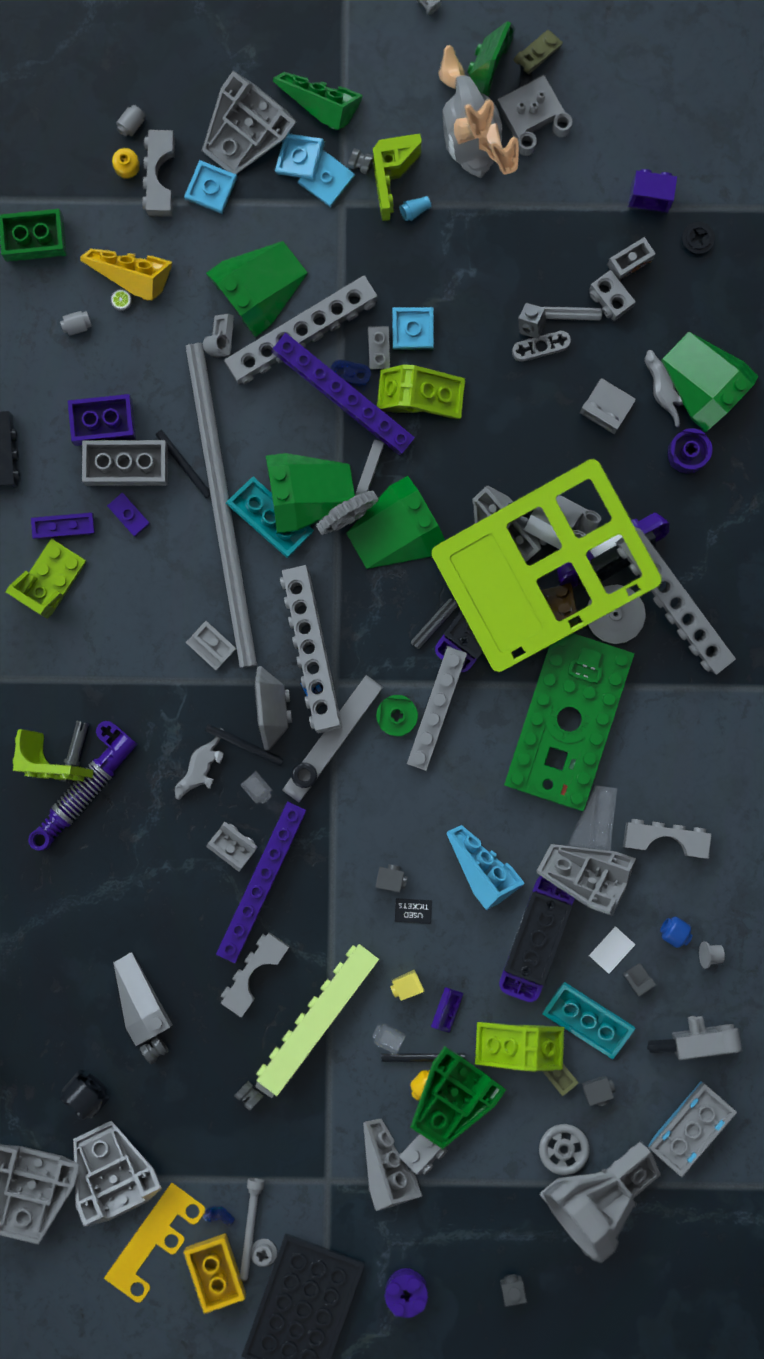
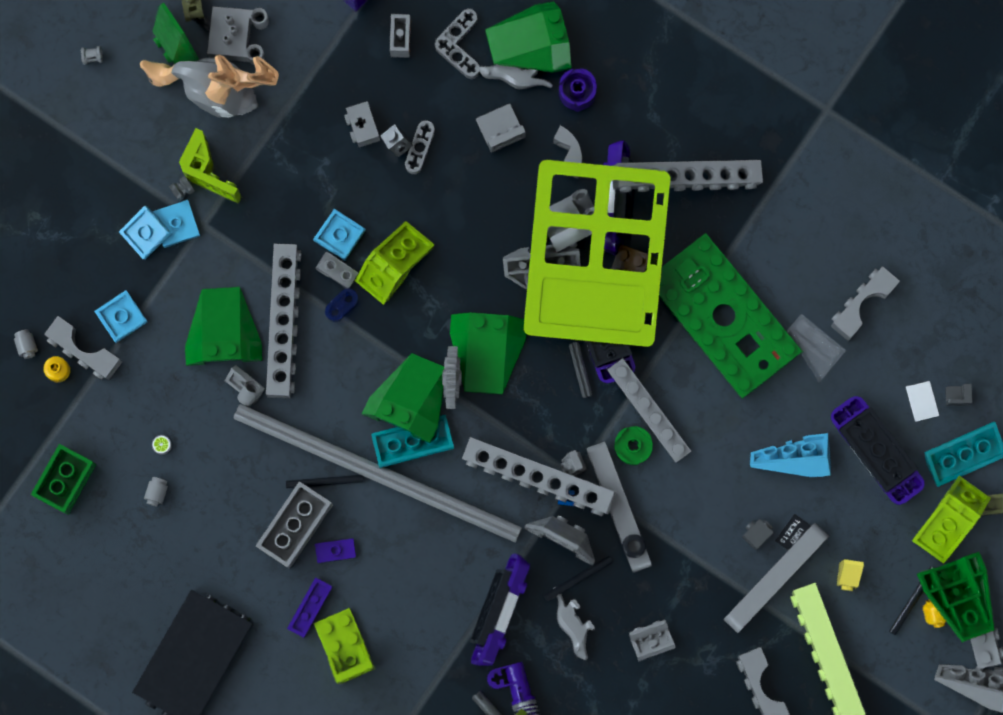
camera: 55 degrees left, 5 degrees down
(101, 419) = (247, 520): dark purple brick -> none
(137, 275) = (152, 418): yellow wedge -> none
(167, 692) = (497, 610): none -> piece
(211, 645) = (482, 553): light grey plate -> none
(244, 125) = (92, 258): light grey wedge -> none
(257, 788) = (619, 590): clear brick -> none
(261, 882) = (695, 635): dark purple brick -> none
(326, 104) = (119, 184): green wedge -> none
(342, 394) = (356, 321): dark purple brick -> none
(344, 673) = (573, 463): none -> light grey plate
(362, 921) = (776, 577): none -> light grey beam
(370, 467) = (426, 339): light grey beam -> none
(388, 1038) = (881, 616): clear brick -> none
(413, 208) = (246, 171): medium azure cone -> none
(447, 1010) = (887, 557): dark purple plate -> none
(529, 269) = (357, 114): none -> light grey brick
(573, 313) = (411, 106): light grey axle -> none
(588, 874) = (853, 379): light grey wedge -> none
(616, 293) = (417, 63): light grey brick -> none
(625, 625) = (678, 227): light grey piece -> none
(636, 471) = (566, 140): none -> light grey brick
(659, 310) = (452, 41): none -> light grey beam
(676, 932) = (940, 342): blue head -> none
(710, 954) = (974, 328): light grey piece -> none

